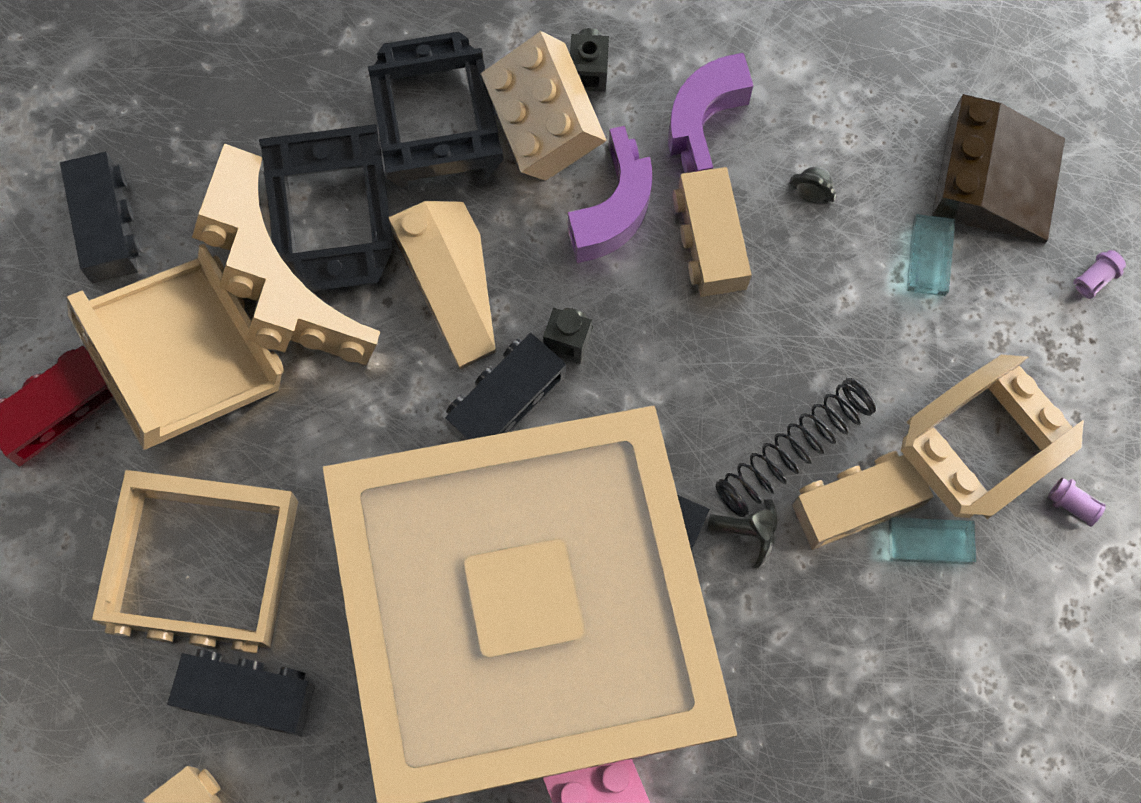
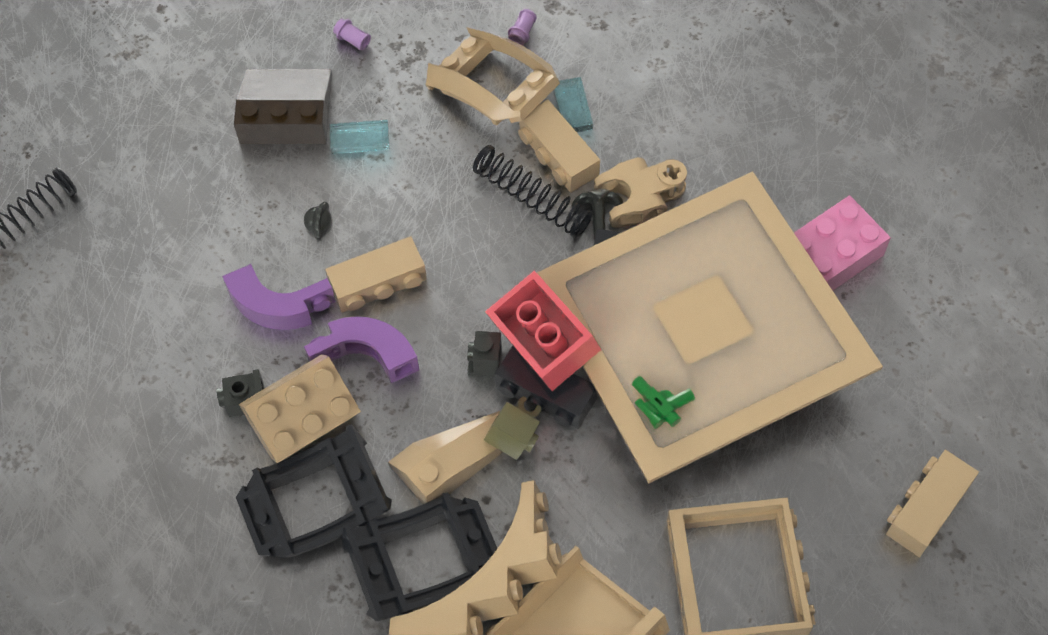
camera: 100 degrees left, 10 degrees down
(242, 692) = (825, 510): black brick -> none
(414, 506) = (660, 405): none -> green piece
(451, 337) = (514, 429): none -> olive brick
(555, 385) = (543, 330): none -> coral brick
(768, 597) = (644, 187): none -> tan piece

